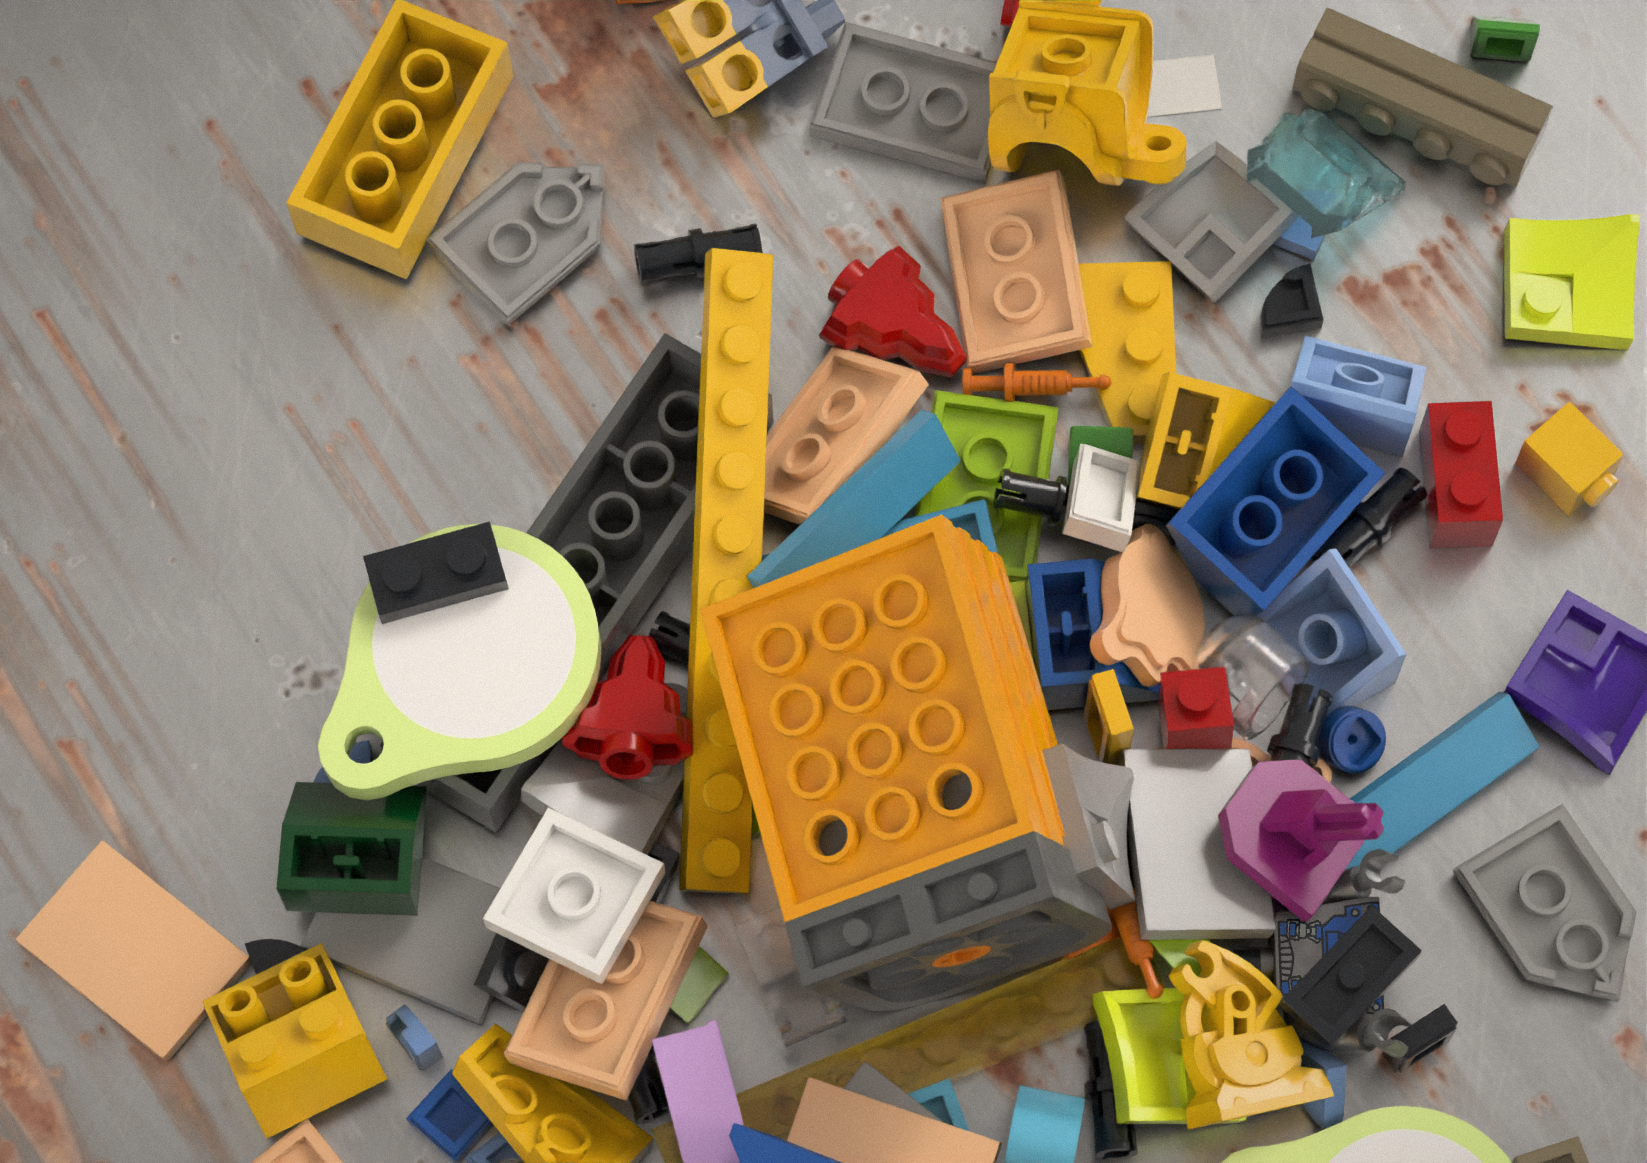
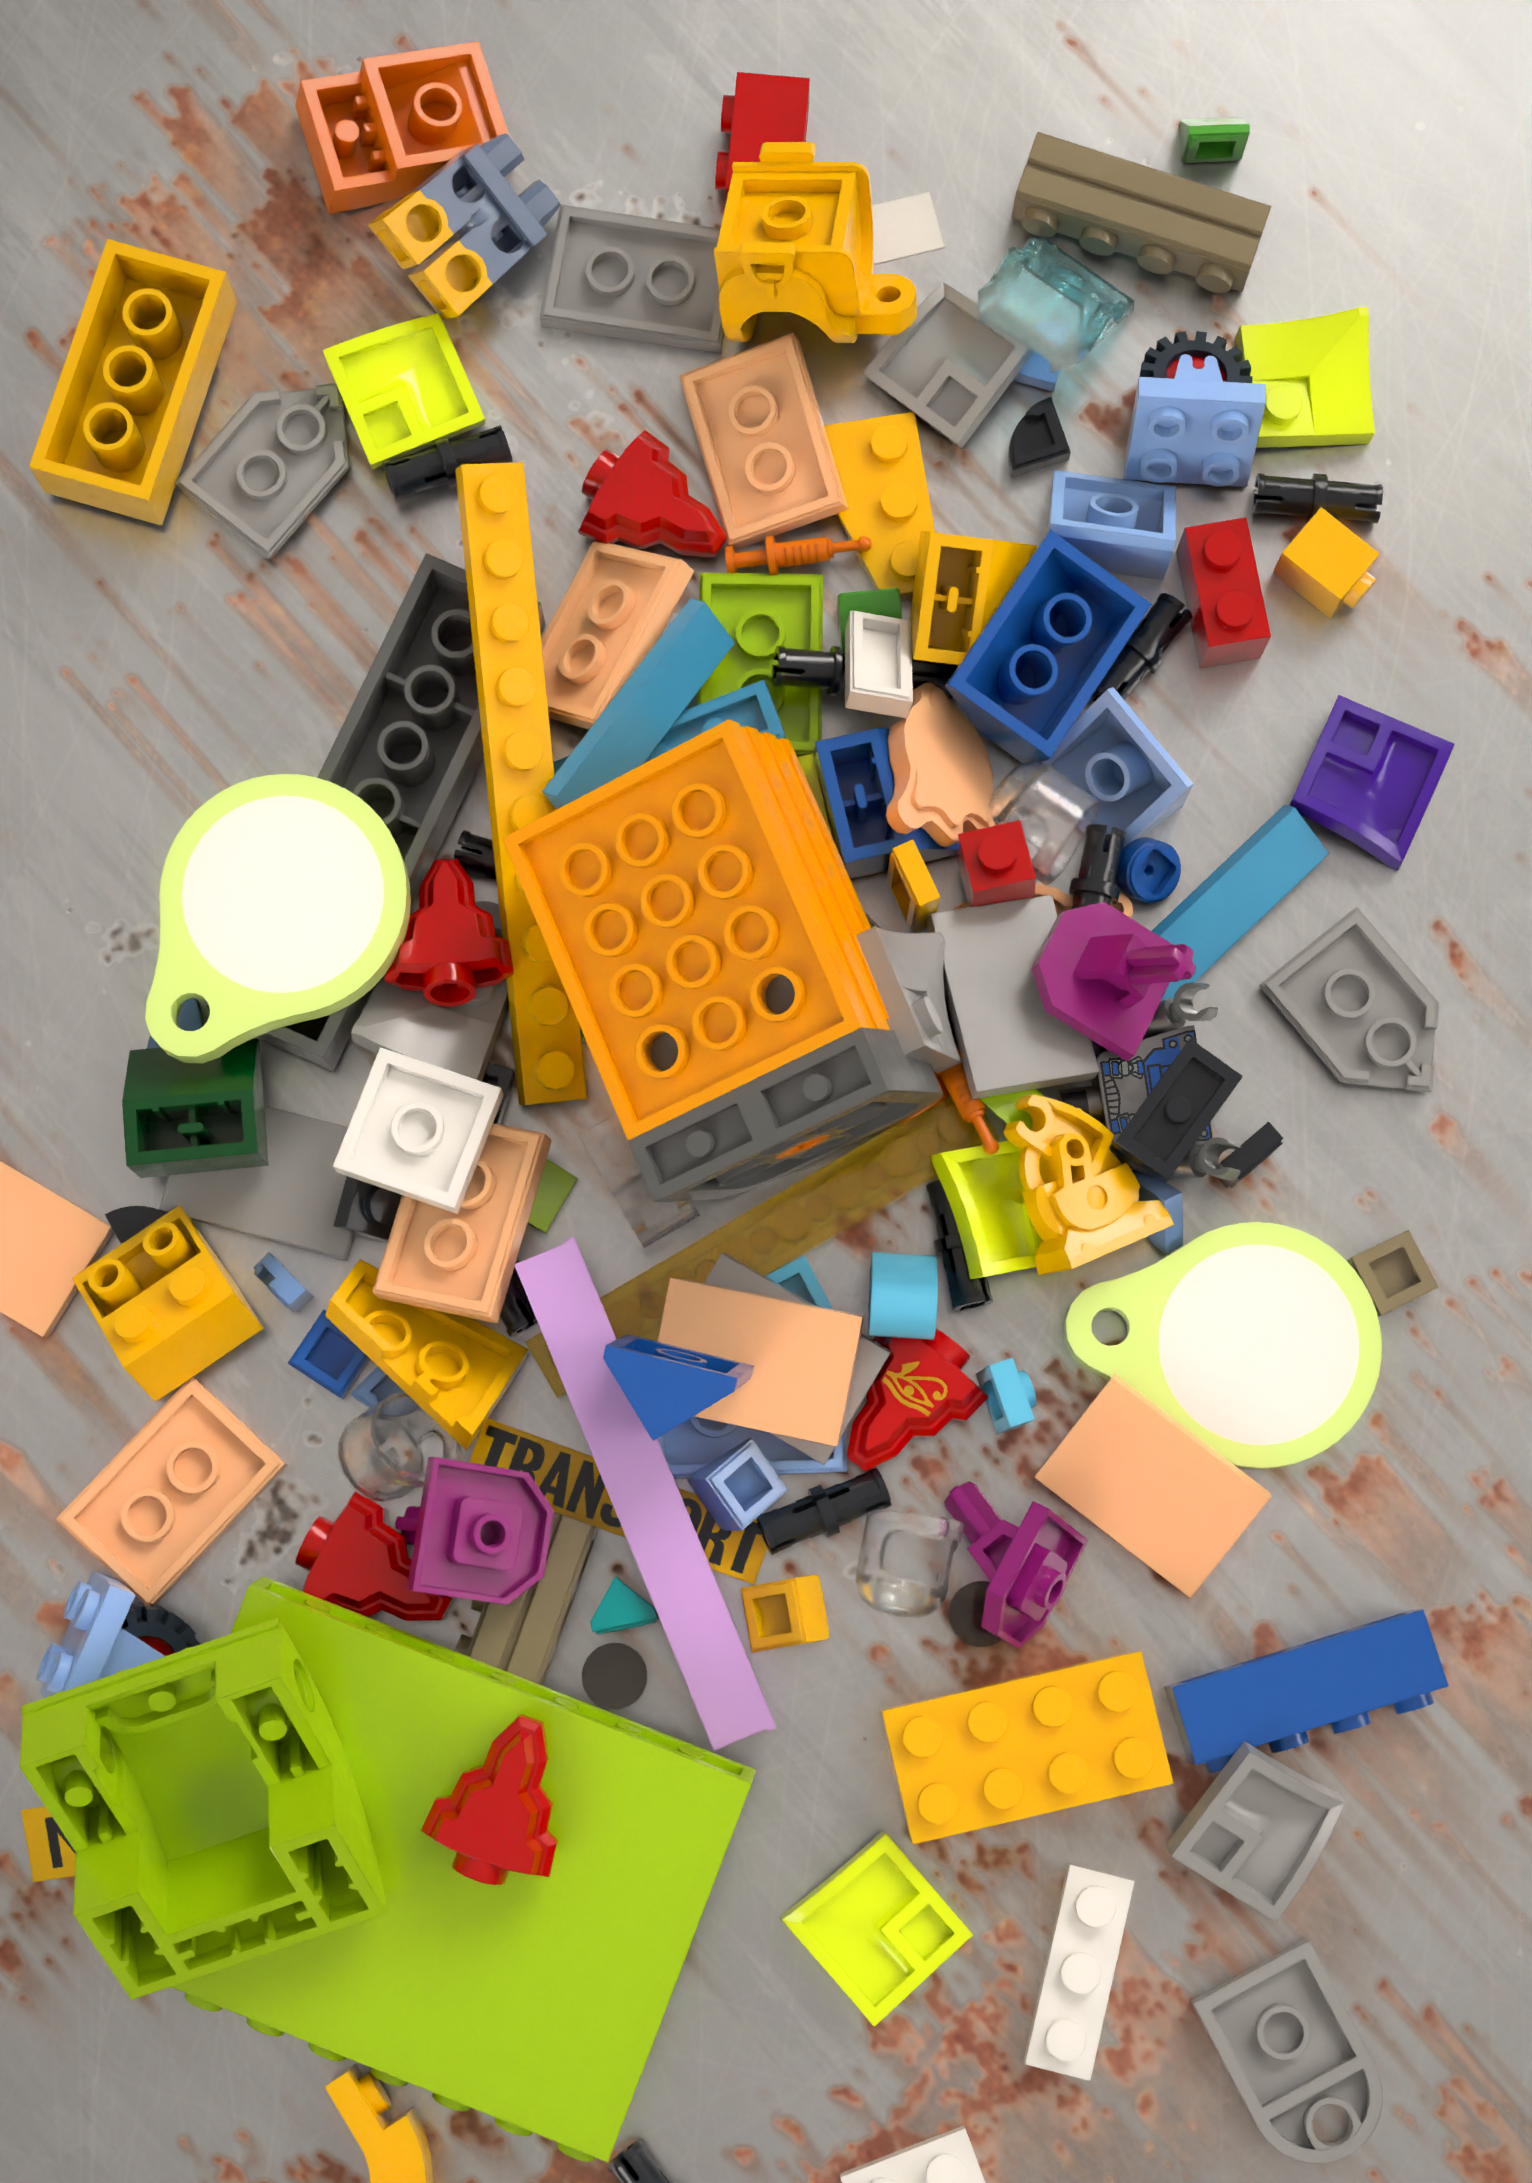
camera: 10 degrees left, 10 degrees up
(435, 572) = (234, 830): black plate -> none
(665, 176) = (403, 388): none -> neon yellow plate
(1451, 298) = (1194, 414): none -> light blue plate
(1554, 391) = (1307, 496): none -> black pin

